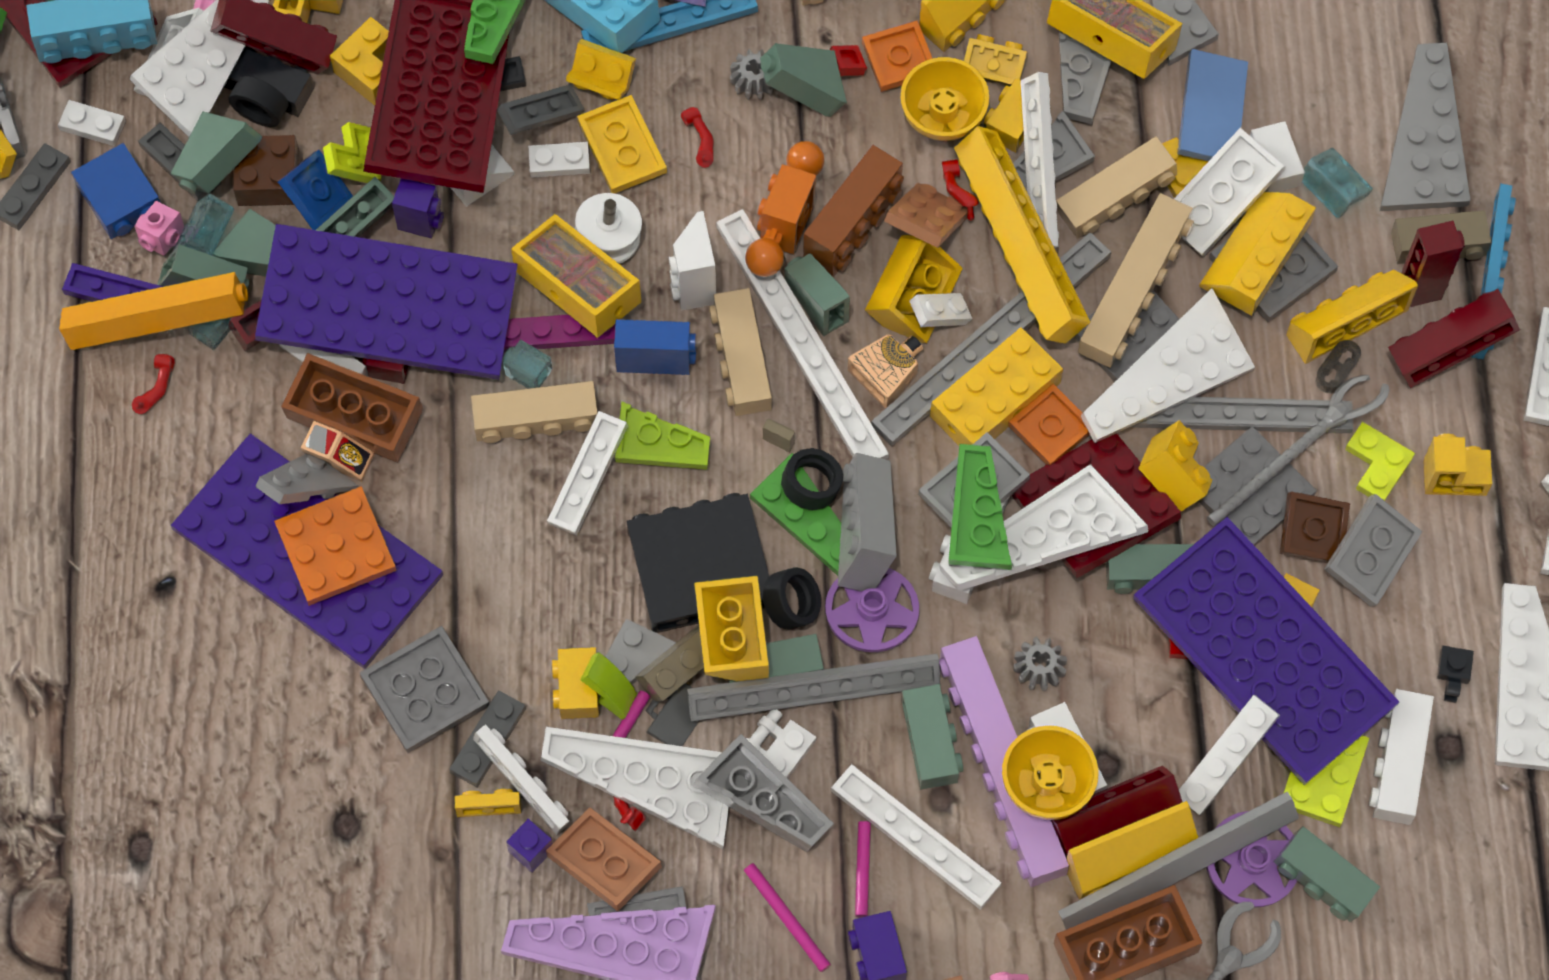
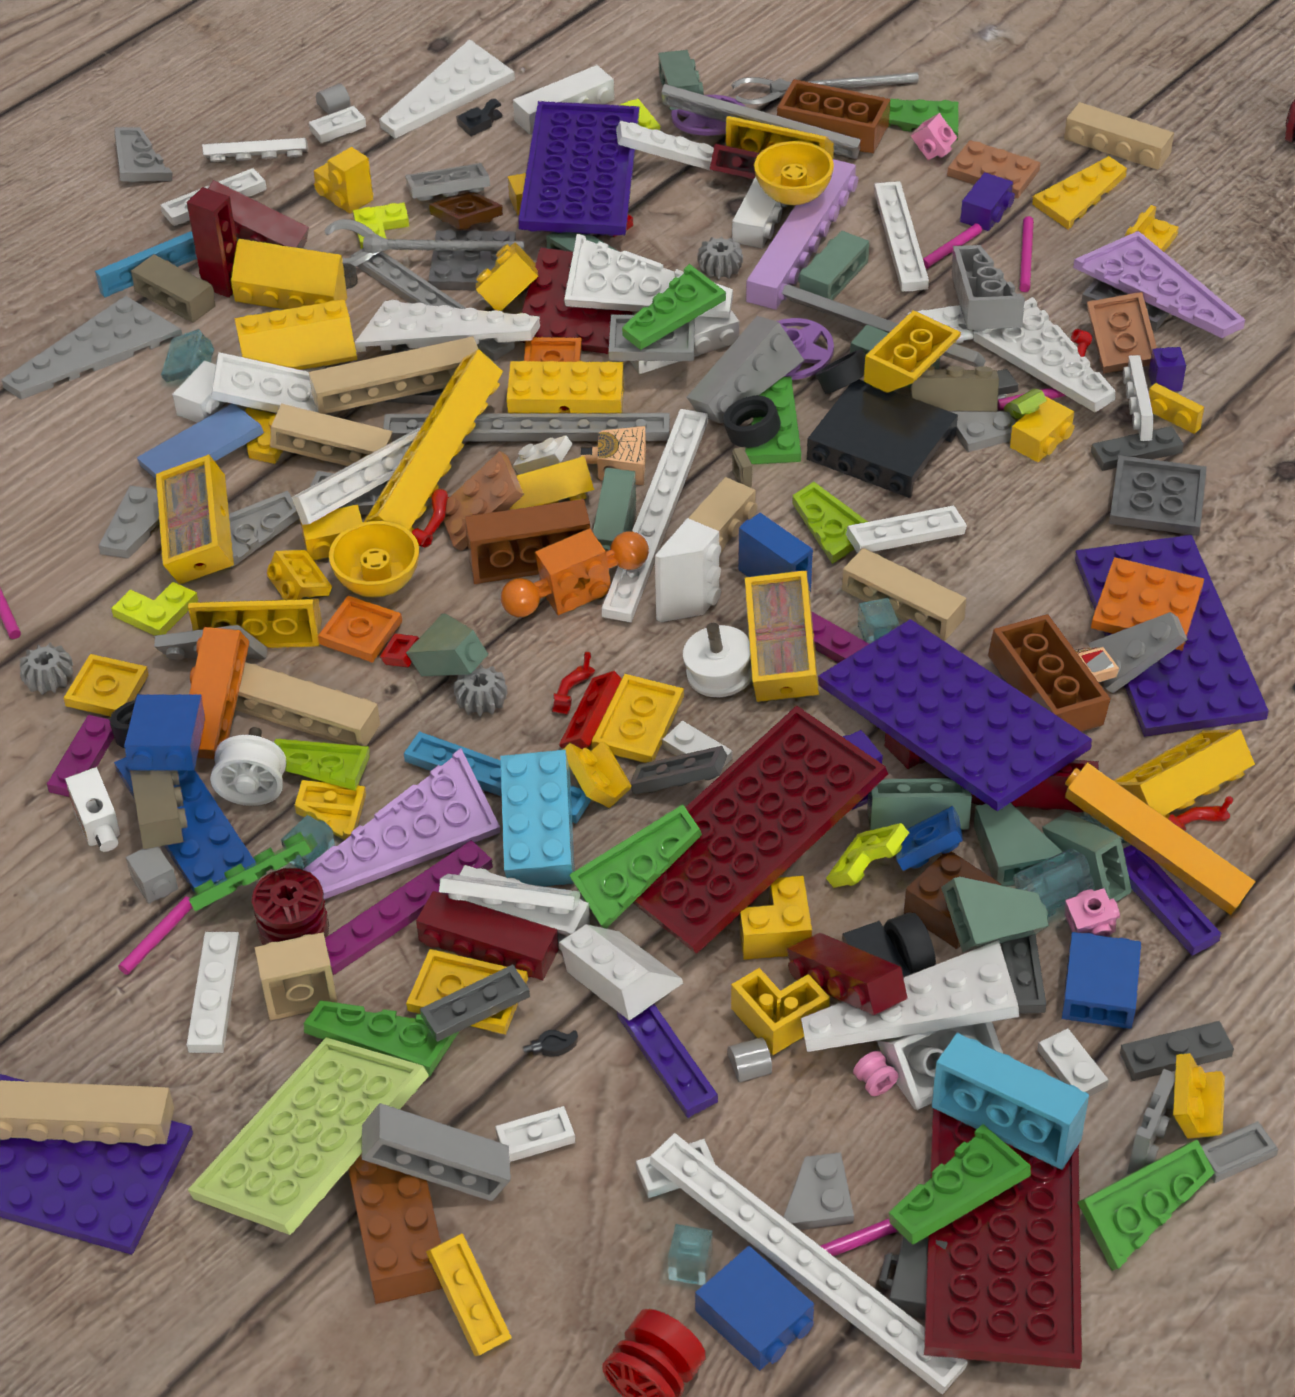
camera: 135 degrees left, 20 degrees down
(192, 408) = (1189, 770): none -> yellow slope
(659, 120) = (591, 710): none -> red plate

